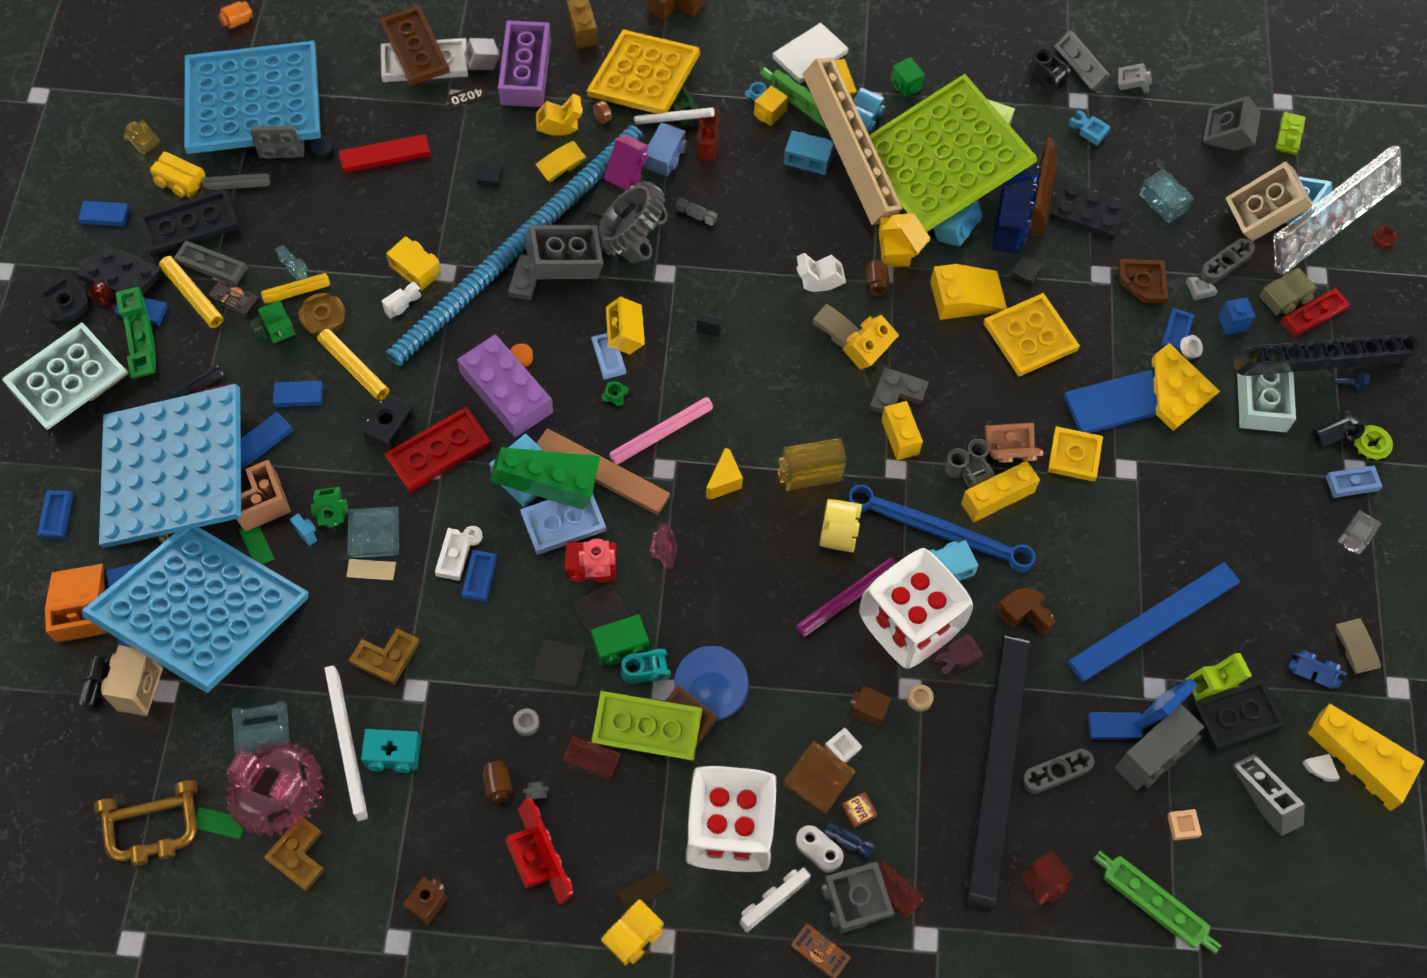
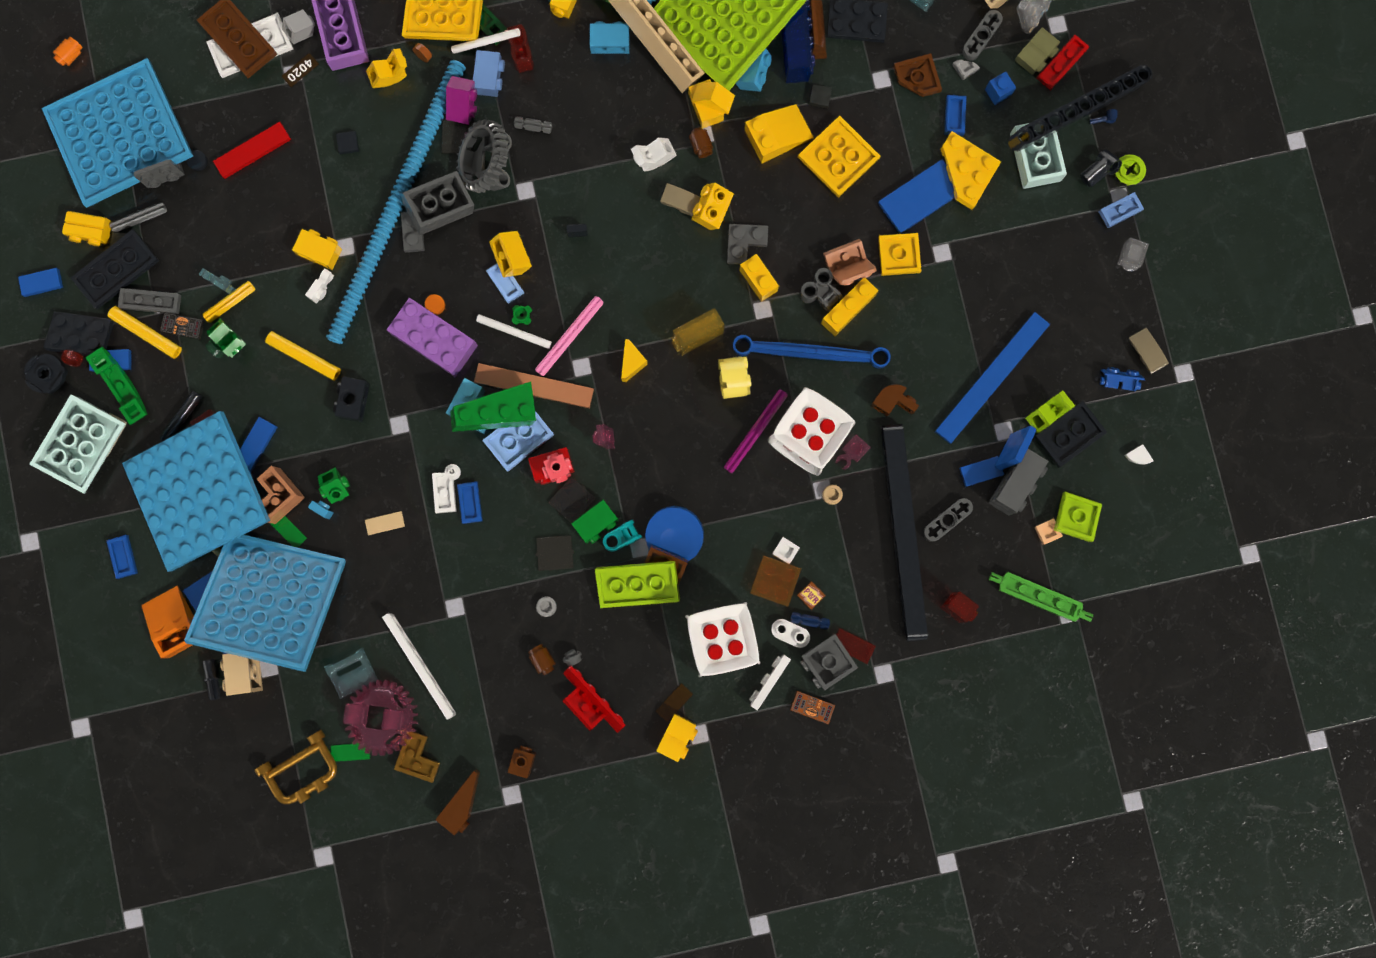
camera: 15 degrees left, 20 degrees up
(141, 136) = (39, 200): clear yellow bracket -> none
(298, 394) = (269, 395): blue tile -> none
(322, 313) = (260, 318): pearl gold tile -> none
(326, 932) = (459, 809): none -> reddish brown slope
(373, 532) = (374, 492): clear light blue plate -> none
(380, 742) = (443, 659): teal brick -> none
(385, 662) = (427, 594): pearl gold plate -> none
(438, 449) = (398, 407): red tile -> none
(560, 160) = (404, 112): yellow slope -> none
(591, 757) = (604, 618): clear red tile -> none
(599, 408) = (514, 331): none -> white bar
(870, 706) = (797, 515): reddish brown brick -> none
(957, 559) = (827, 379): medium azure brick -> none
(1191, 347) = (970, 128): white tile -> none
(1227, 817) = (1078, 517): none -> lime plate
(1270, 795) = (1105, 490): dark grey slope -> none
(1373, 758) = (1175, 439): yellow wedge -> none

